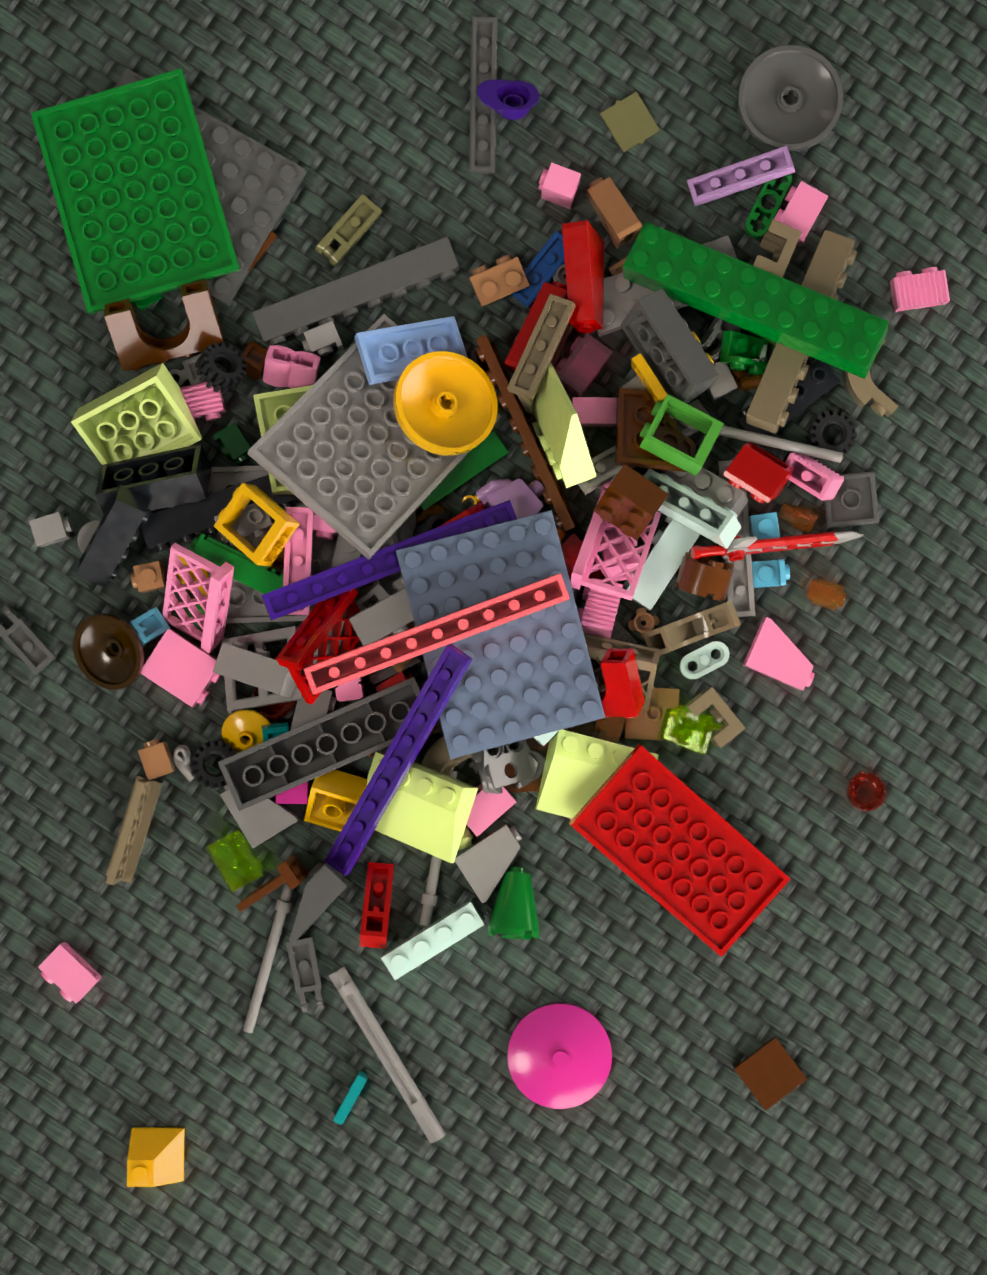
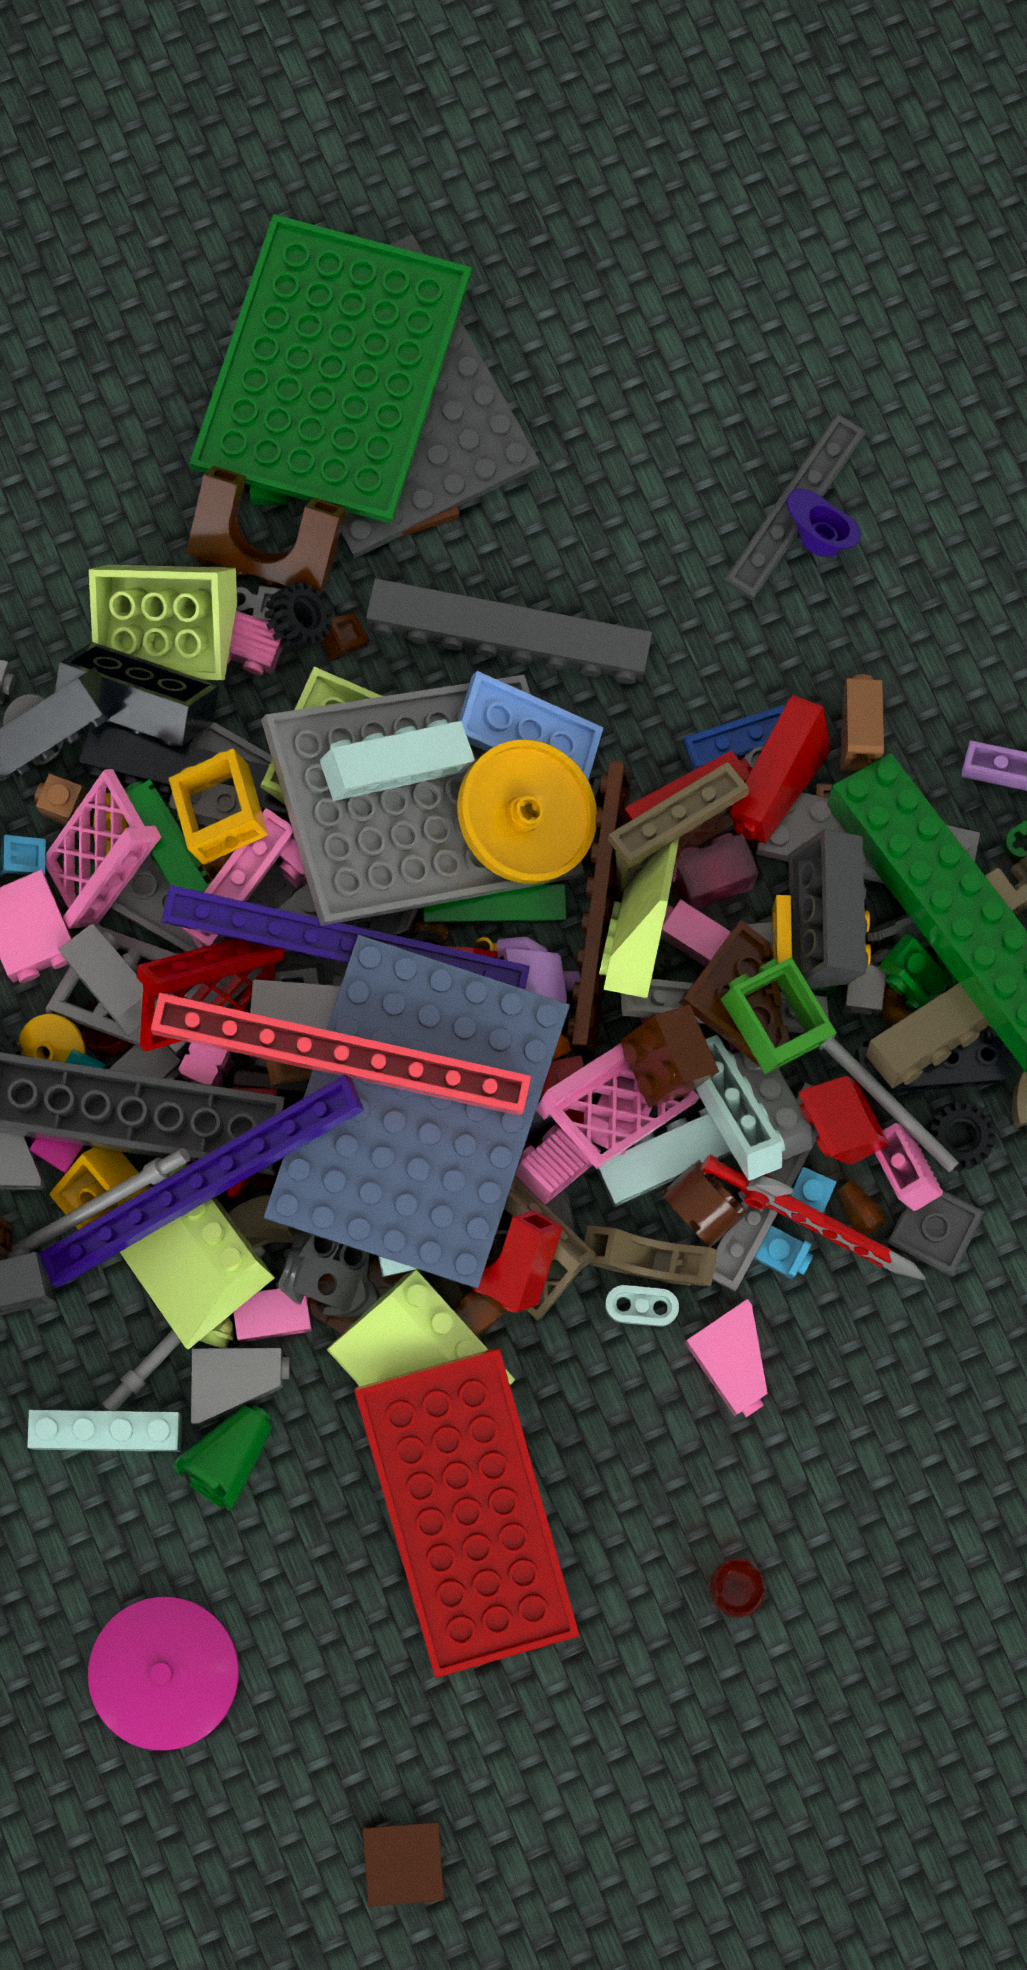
camera: 35 degrees right, 10 degrees down
(234, 443) = (258, 703): dark green brick -> none
(290, 368) = (375, 666): bright pink brick -> none
(322, 339) = (434, 659): light grey brick -> none
(347, 424) = (396, 759): none -> light aqua brick
(349, 229) = (545, 558): olive plate -> none
(364, 773) = (152, 1173): none -> light grey bar
(376, 905) = (65, 1349): red slope -> none
(498, 280) = (679, 717): medium nougat bracket -> none
(559, 185) = (818, 654): bright pink brick -> none
(629, 122) = (945, 638): olive piece -> none
(641, 614) = (600, 1206): medium nougat plate -> none
(649, 721) = (540, 1343): medium nougat plate -> none
(687, 730) = (569, 1374): clear neon green bracket -> none
(720, 711) = (620, 1376): dark tan panel -> none
(826, 594) = (836, 1319): clear orange brick -> none

